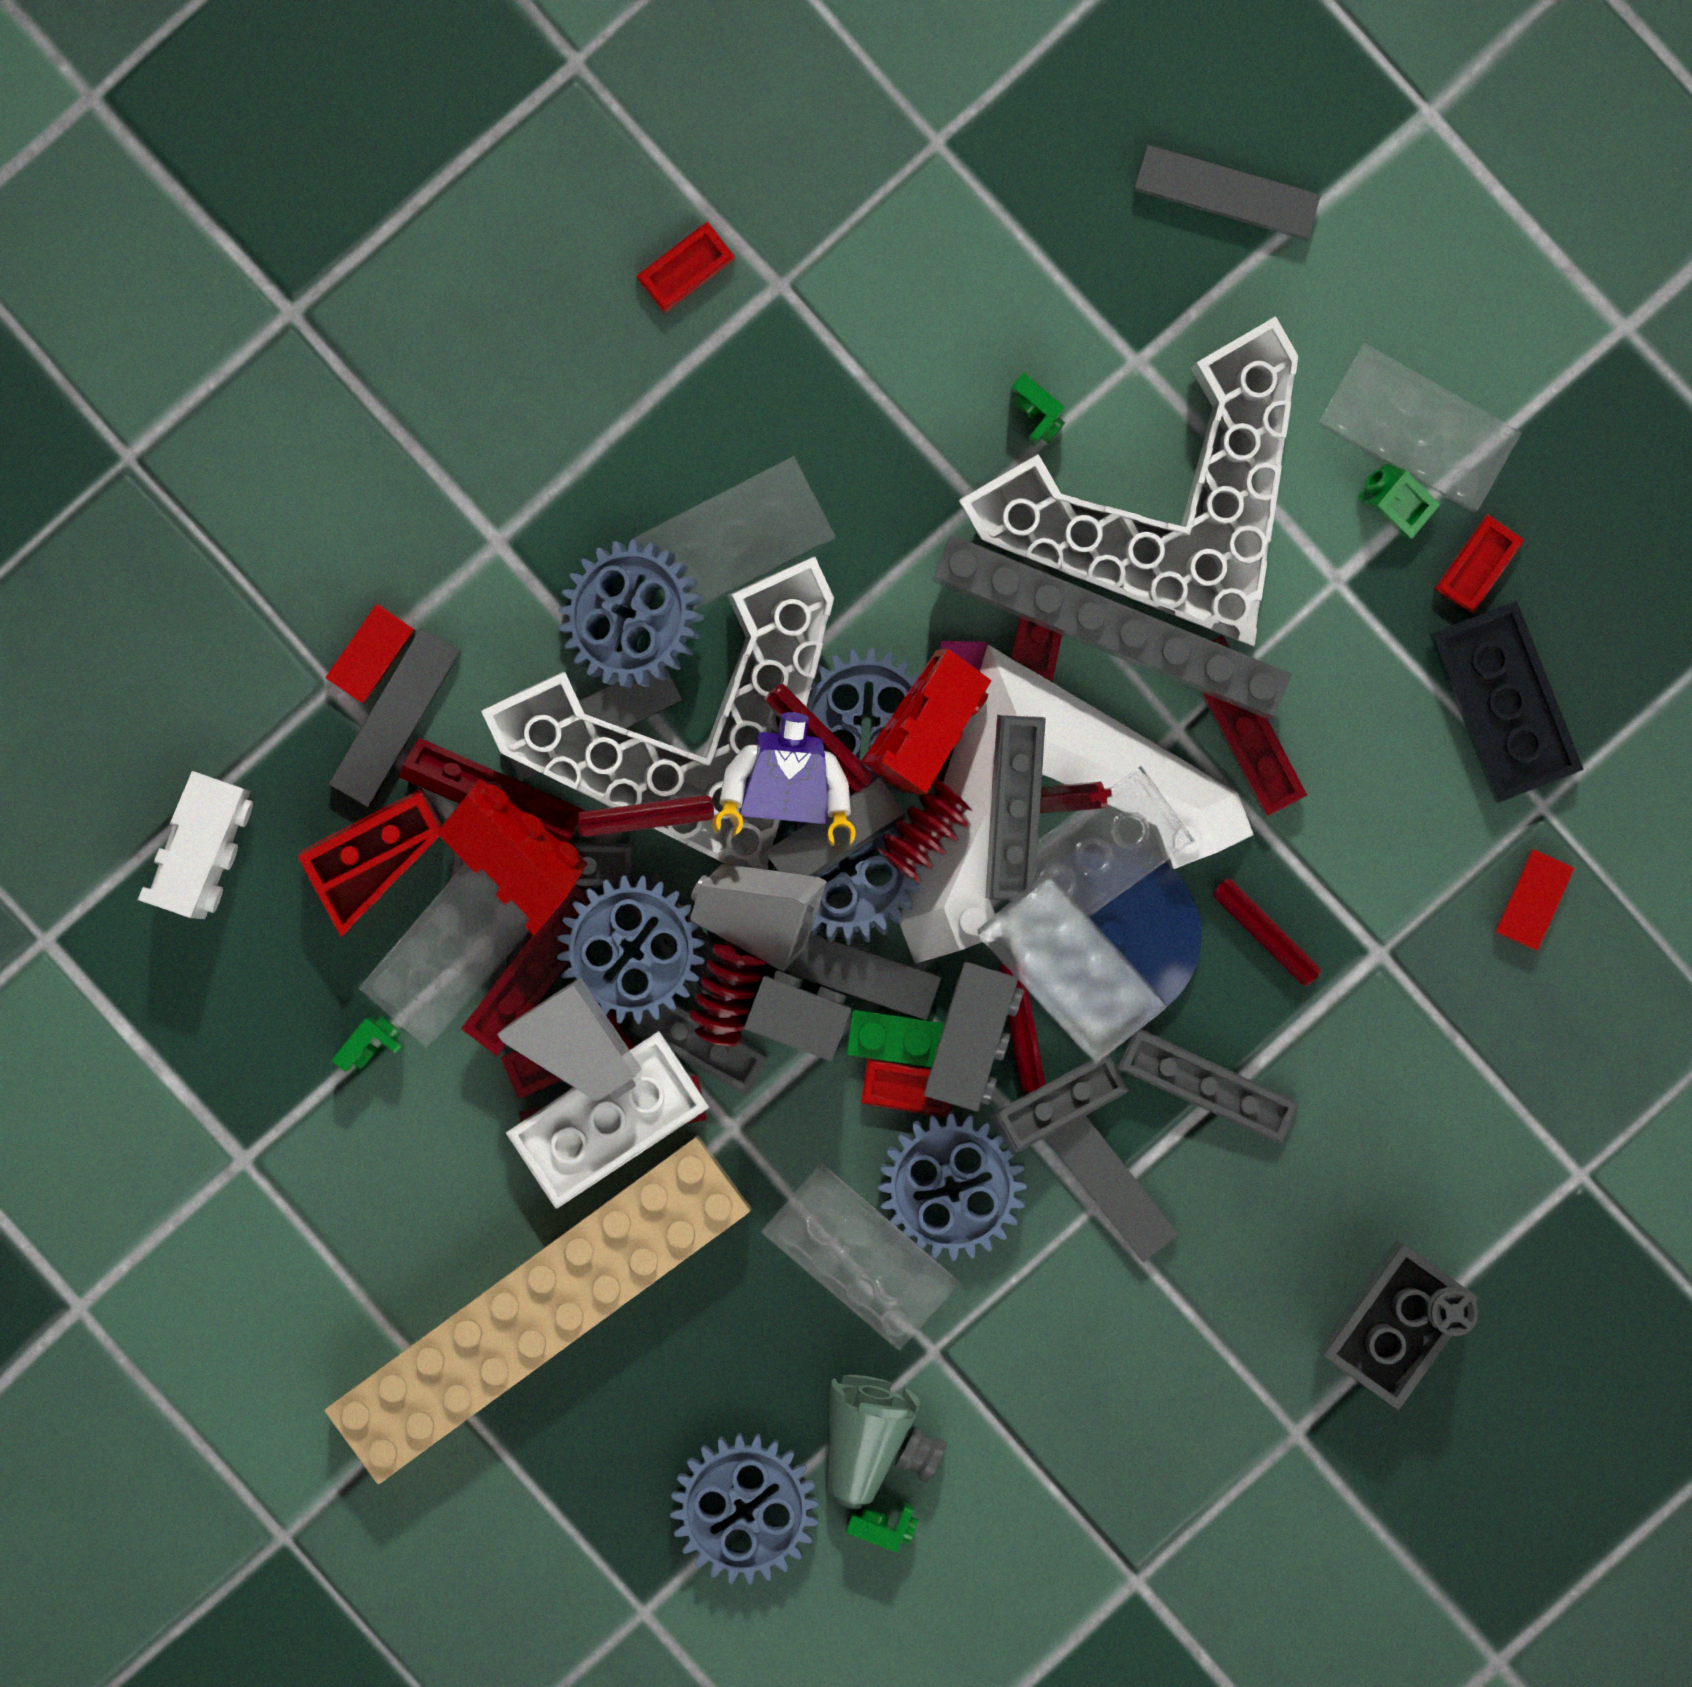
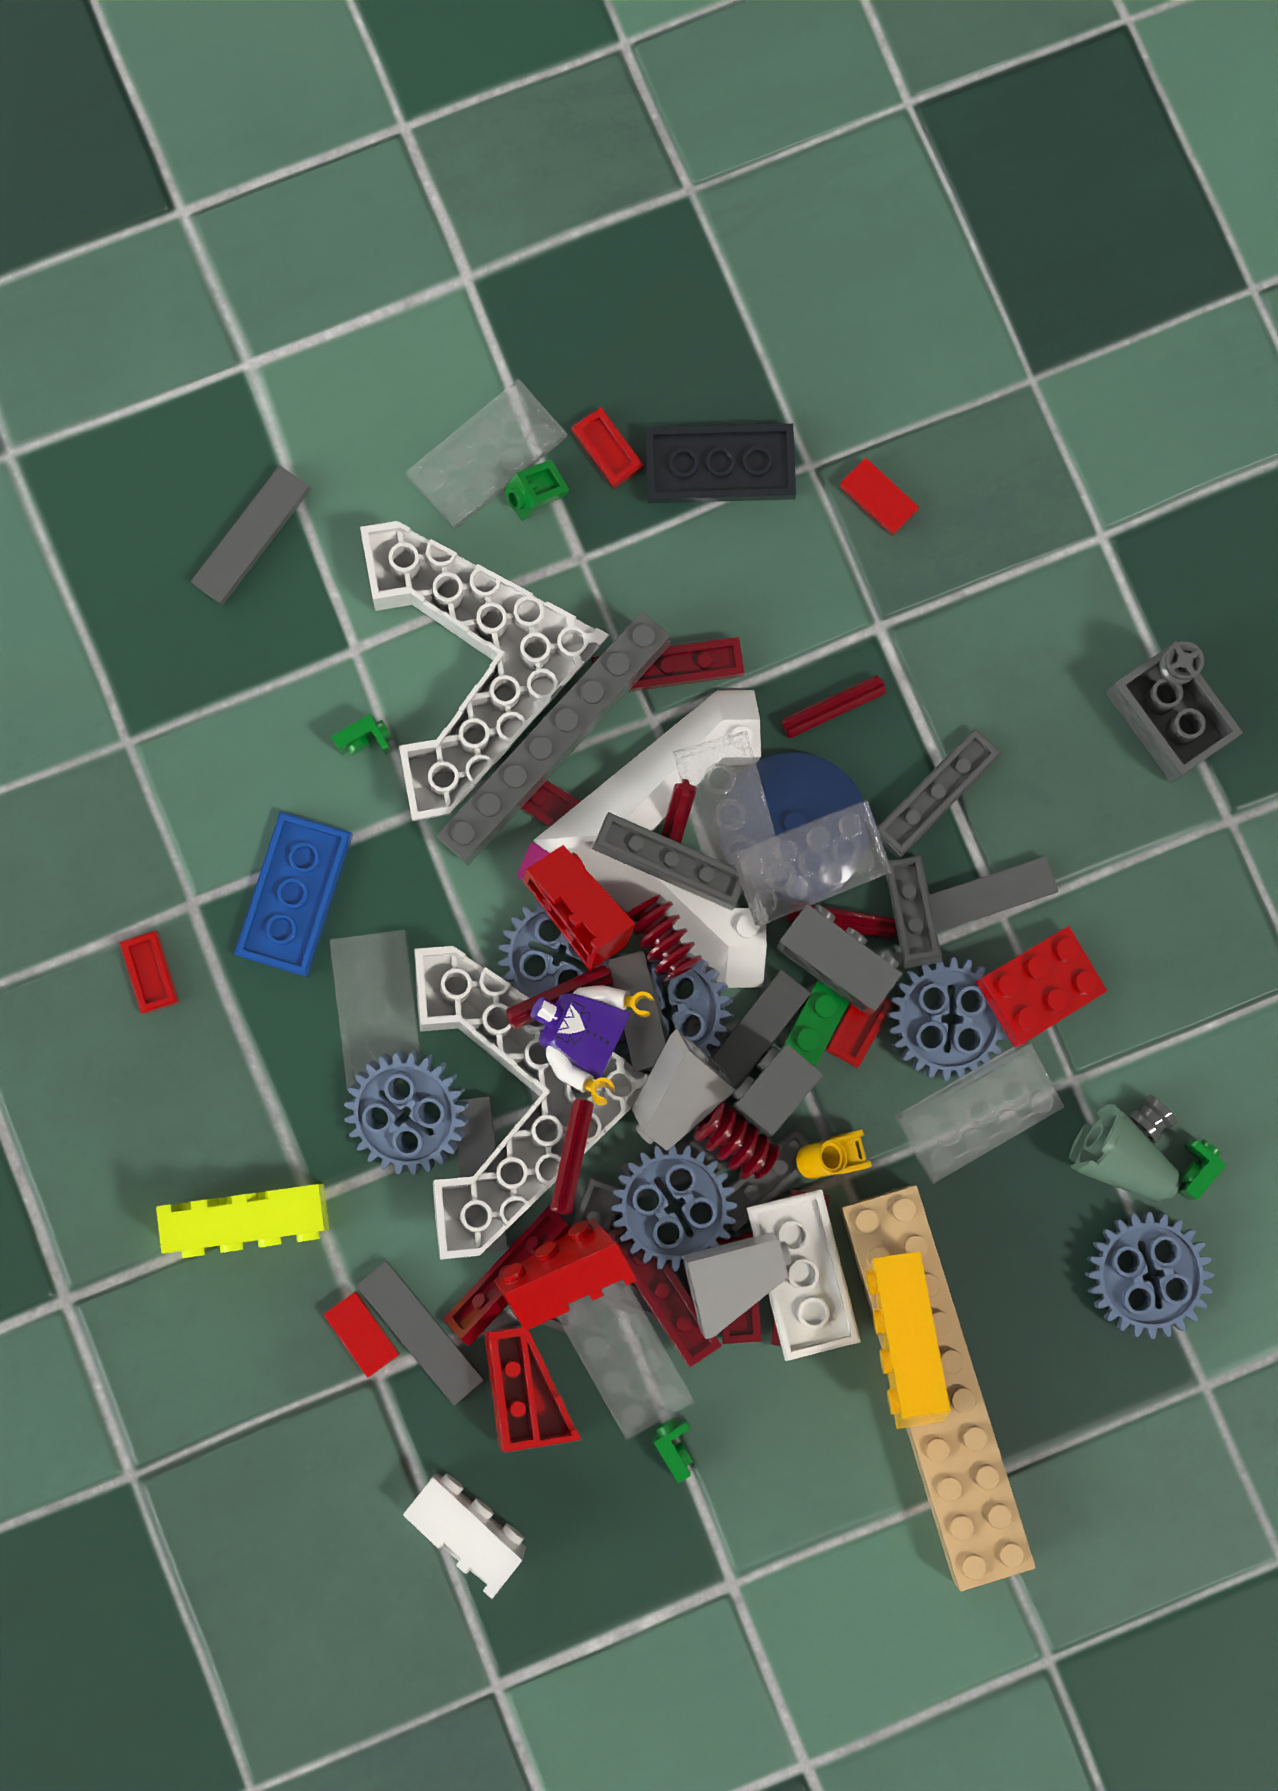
camera: 70 degrees left, 5 degrees down
(449, 477) = (242, 1219): none -> neon yellow wedge
(574, 1258) = (909, 1340): none -> yellow wedge
(755, 1113) = (833, 1156): none -> yellow piece
(831, 396) = (293, 894): none -> blue tile
(1026, 1278) = (1041, 986): none -> red plate

